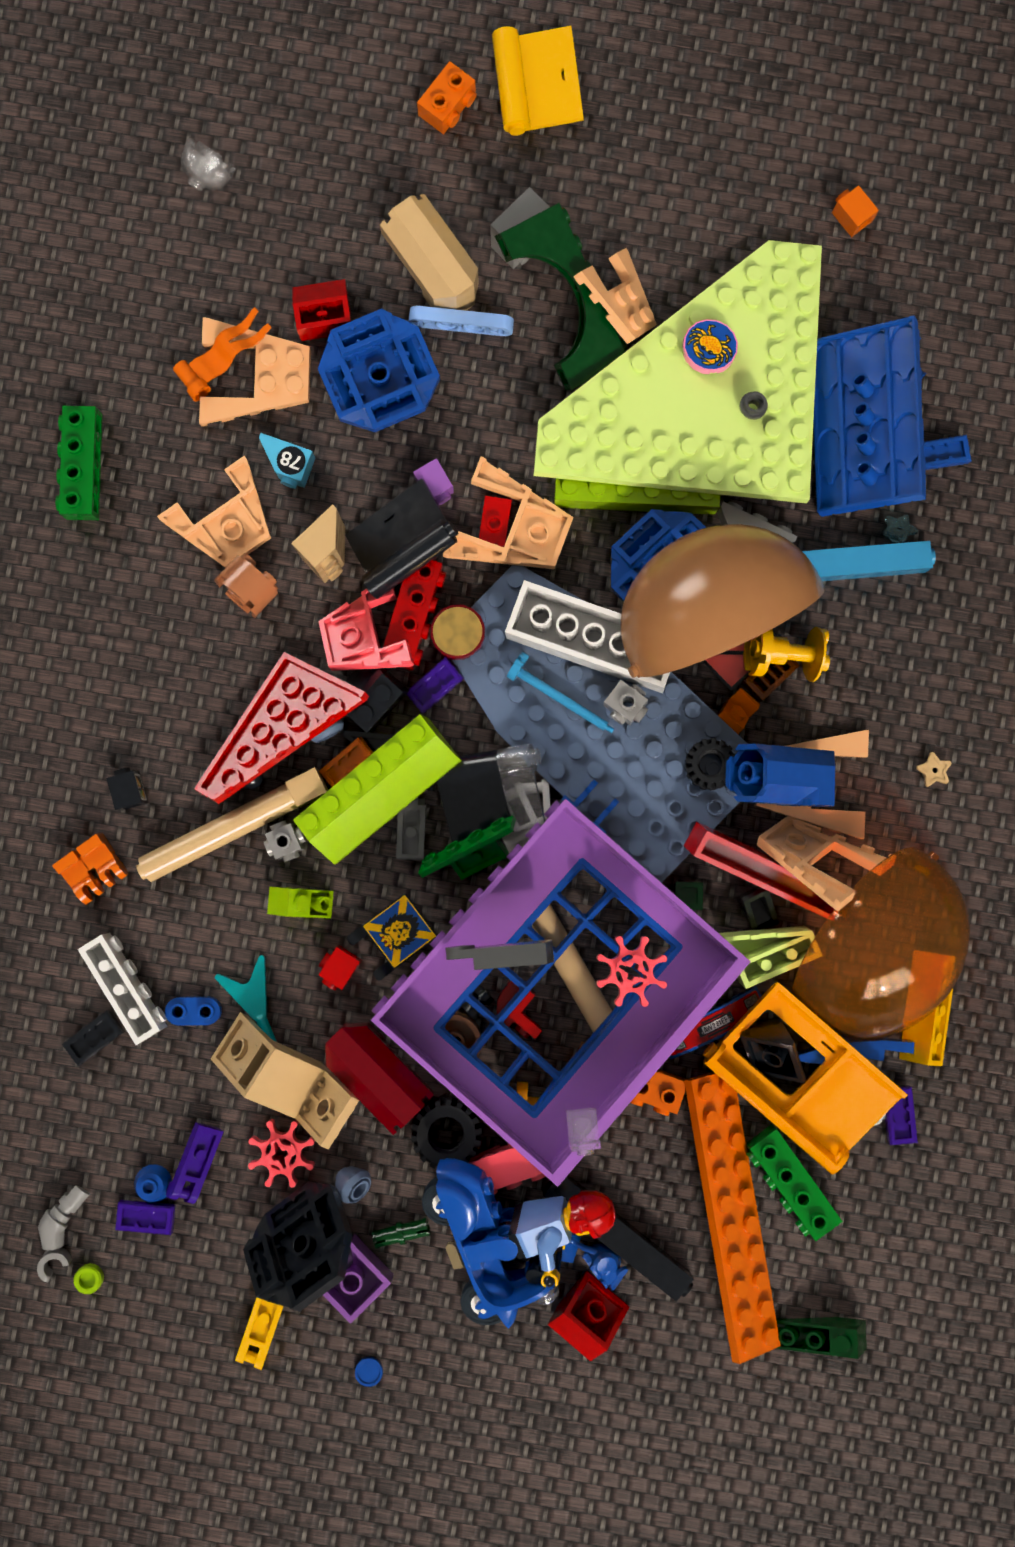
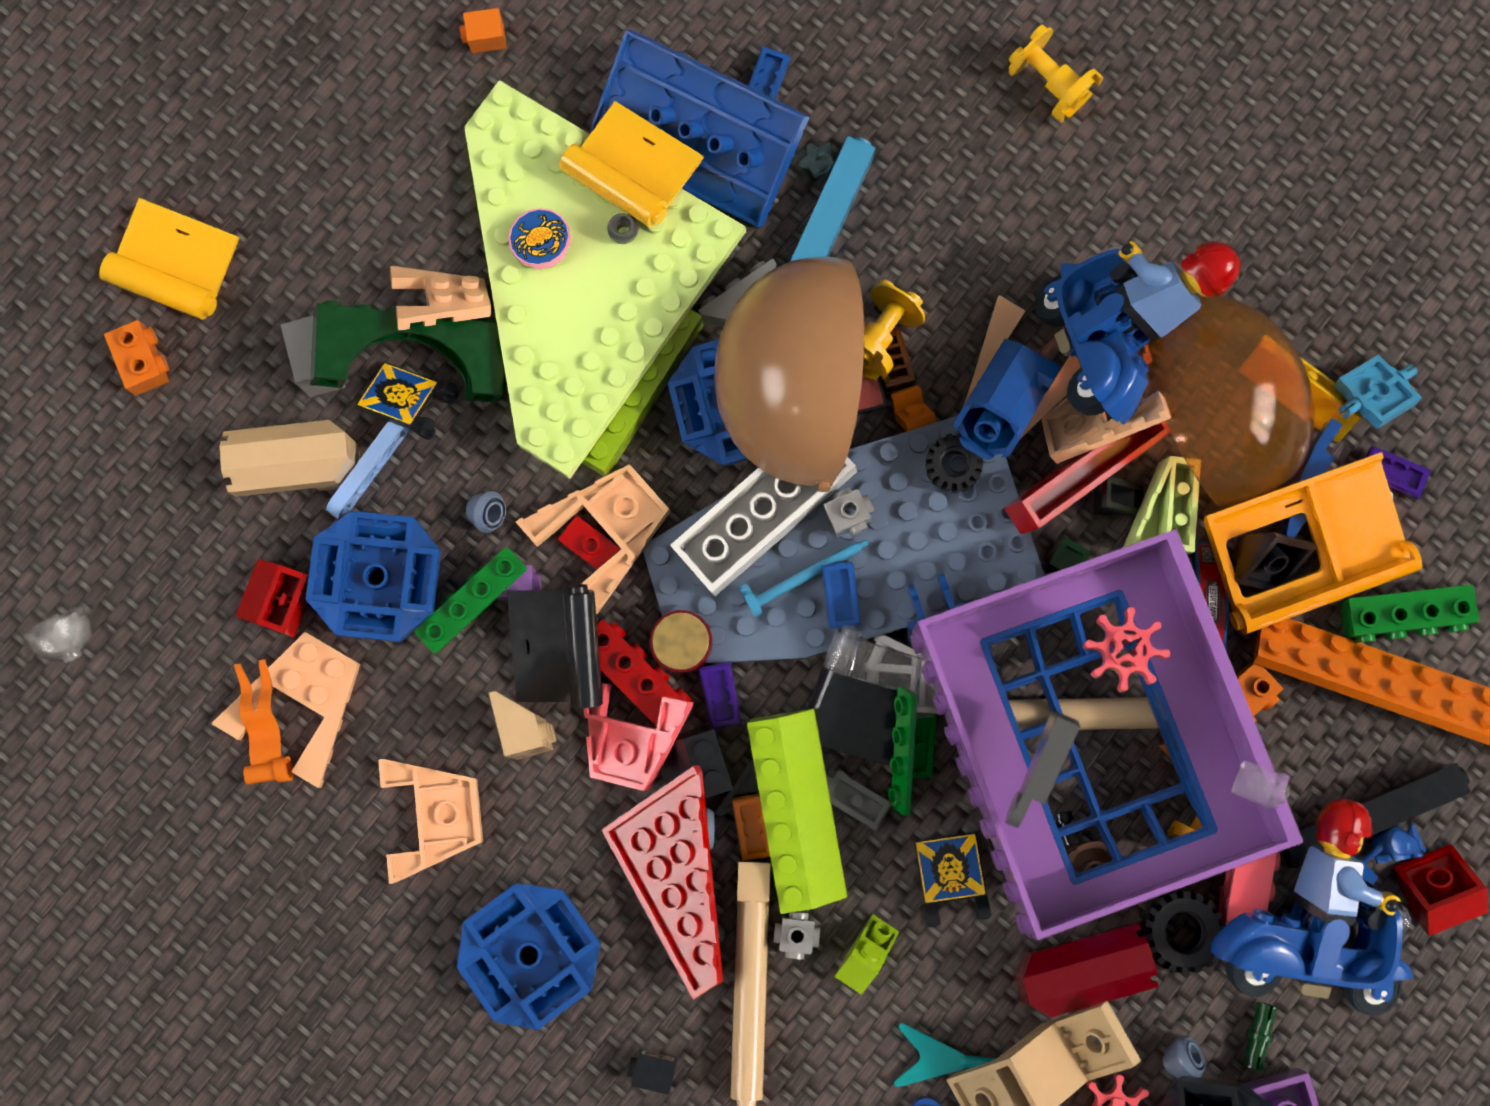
camera: 55 degrees left, 5 degrees down
(80, 463) = (288, 934): green brick -> none
(137, 631) = (493, 960): none -> blue piece
(247, 585) = (513, 828): nougat brick -> none
(288, 460) = (409, 717): medium azure slope -> none
(338, 968) = (955, 951): red brick -> none
(400, 455) = (470, 600): none -> green bracket
(476, 429) = (486, 511): none -> sand blue cone
(525, 1025) = (1114, 792): red brick -> none
(528, 314) = (402, 397): none -> flag
(559, 733) = (840, 595): none -> blue tile
(804, 386) = (627, 169): none -> yellow door
(904, 823) = (1116, 308): none -> piece
(927, 767) = (1072, 245): tan plate -> none
(957, 1068) = (1377, 391): none -> dark azure plate

